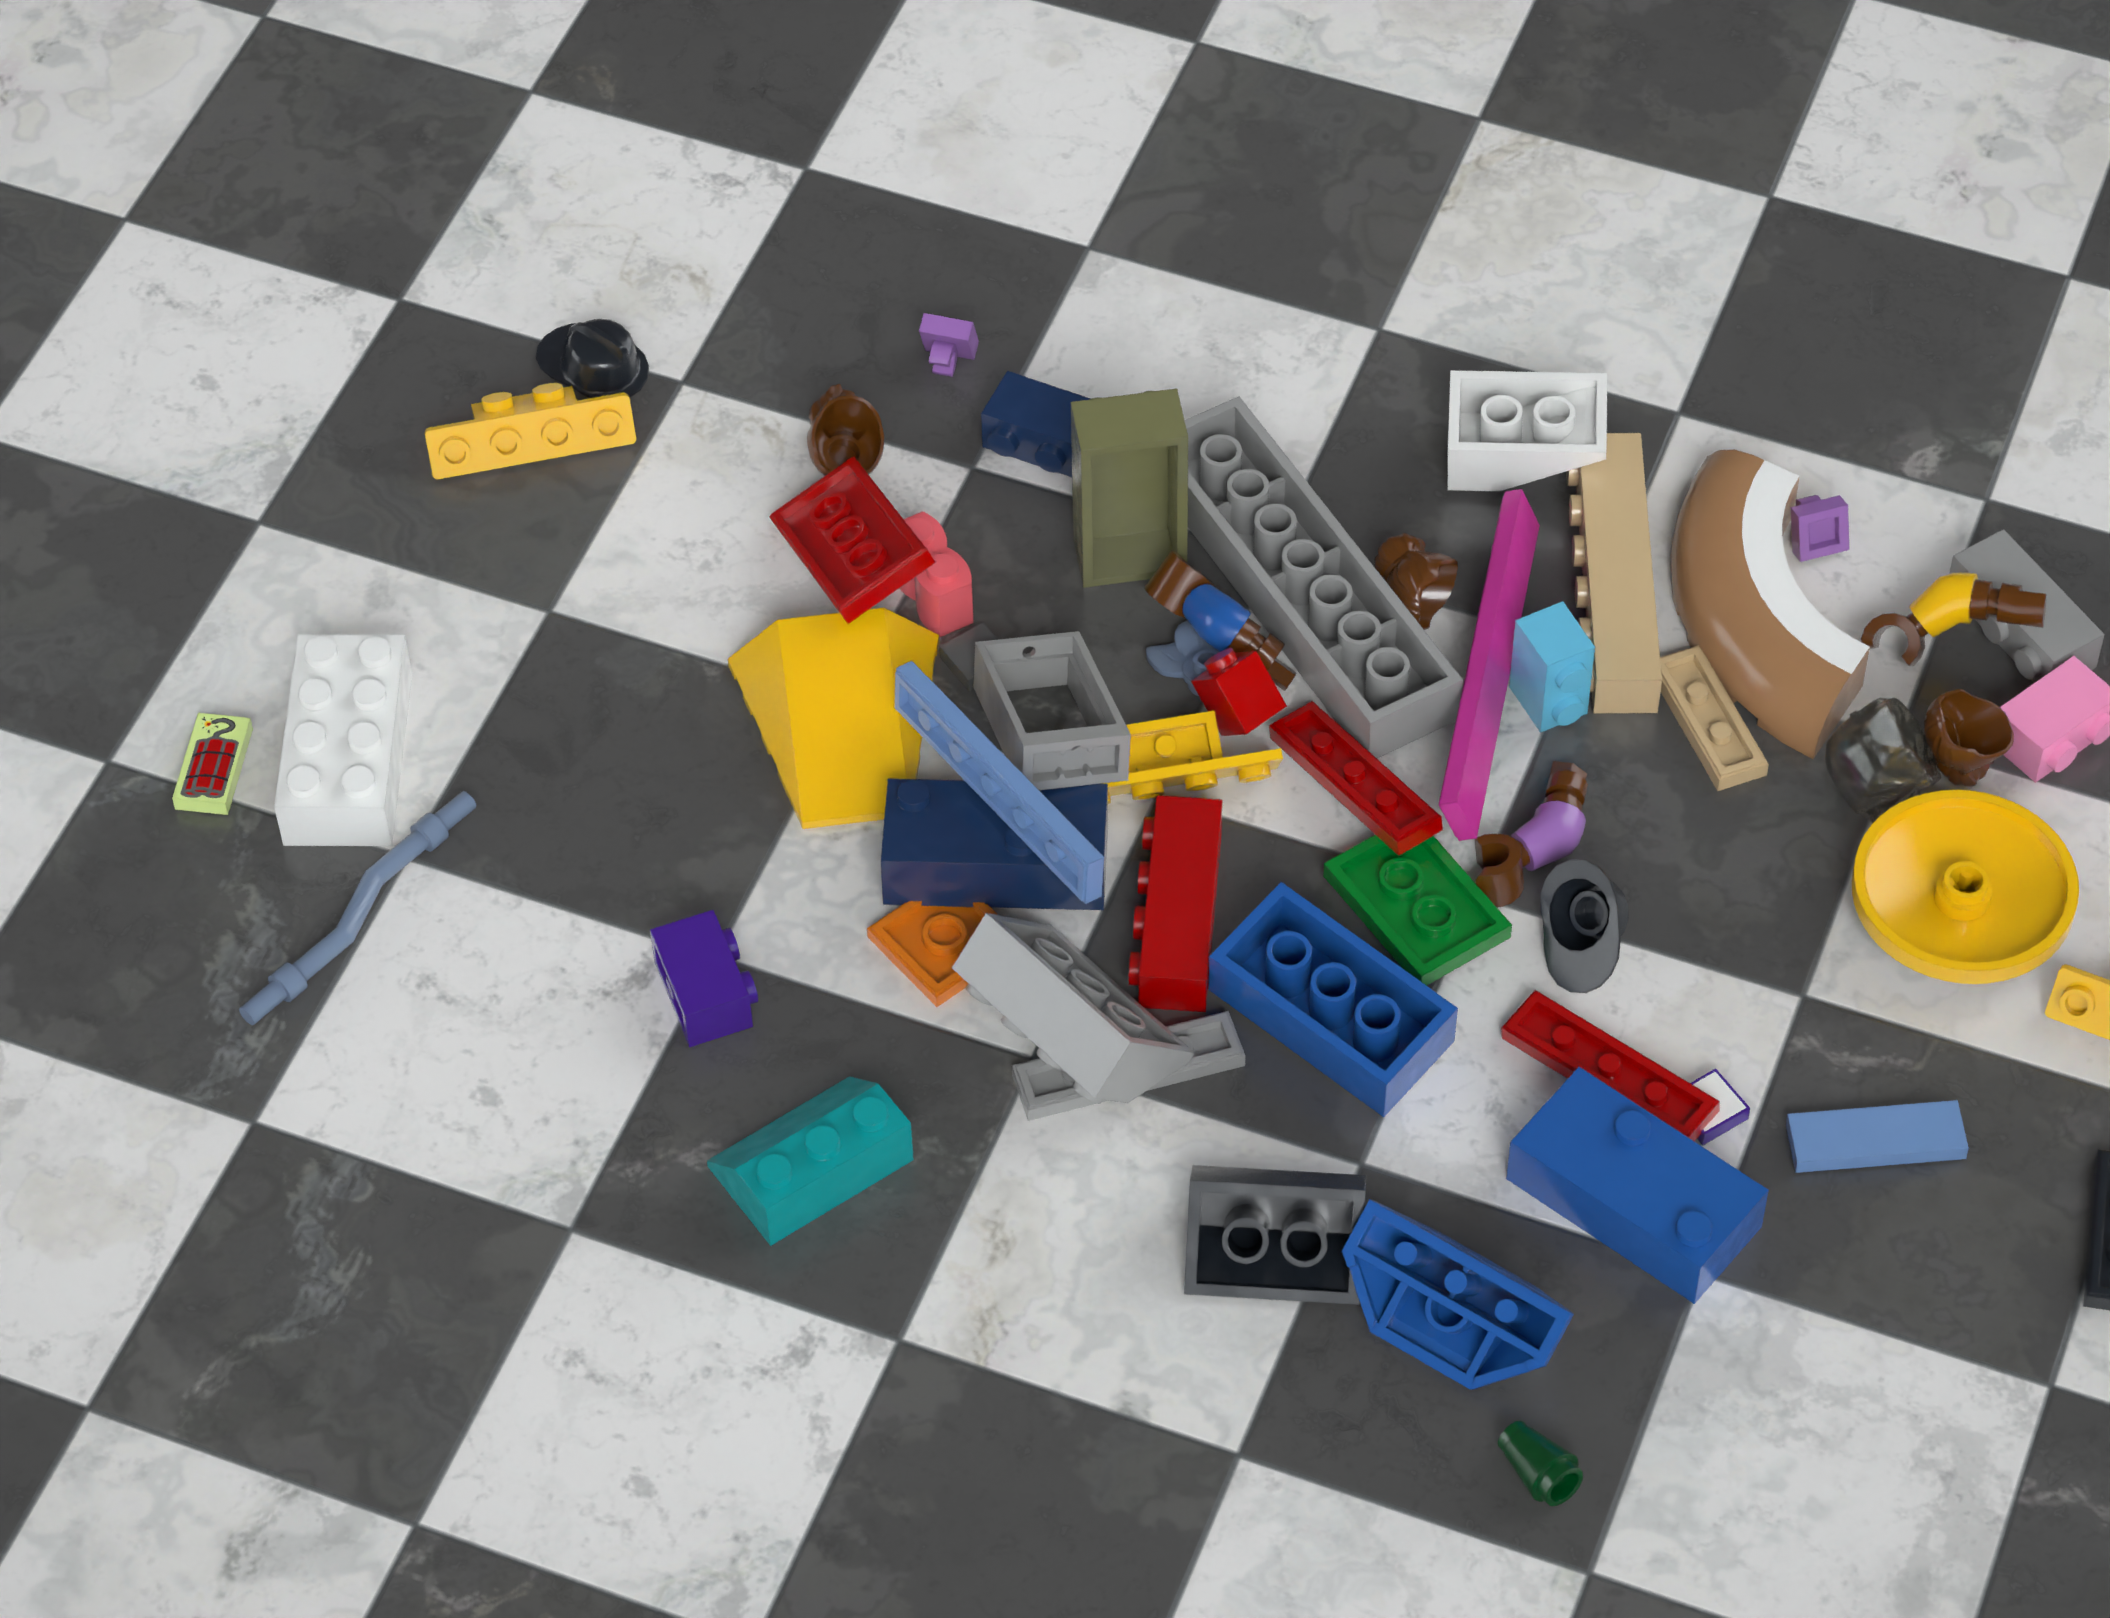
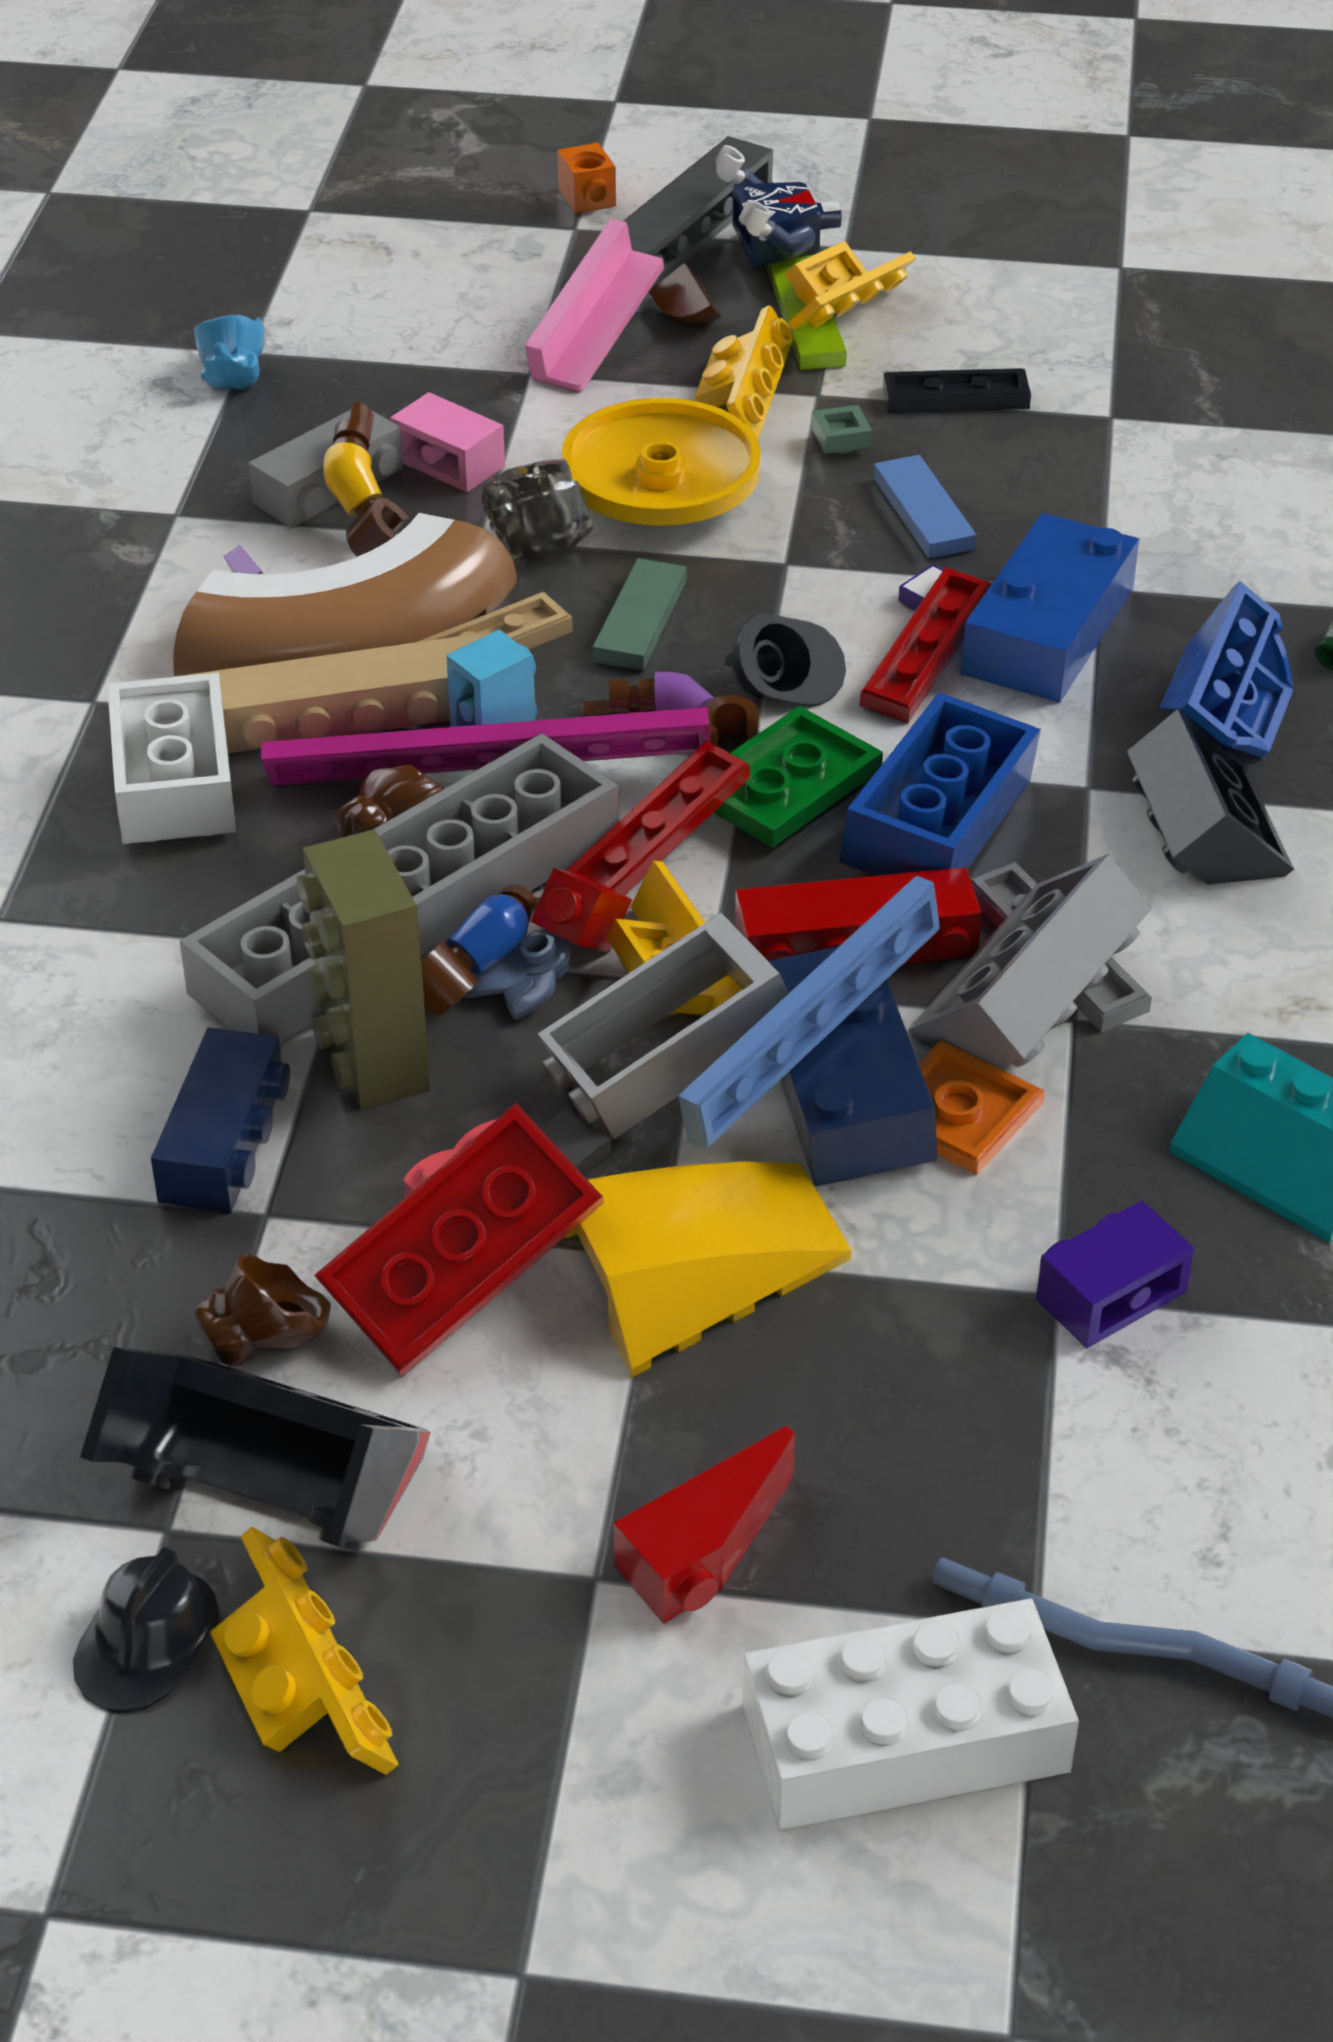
camera: 105 degrees left, 10 degrees down
(212, 763) = (980, 1884): tile -> none
(546, 662) = (695, 1535): none -> red slope
(737, 436) = (254, 1439): none -> black windscreen
(946, 341) = (88, 1250): medium lavender tile -> none
(1722, 842) = (639, 614): none -> sand green tile
(1966, 735) = (490, 457): reddish brown hair -> none
(2034, 1085) = (841, 429): none -> sand green plate

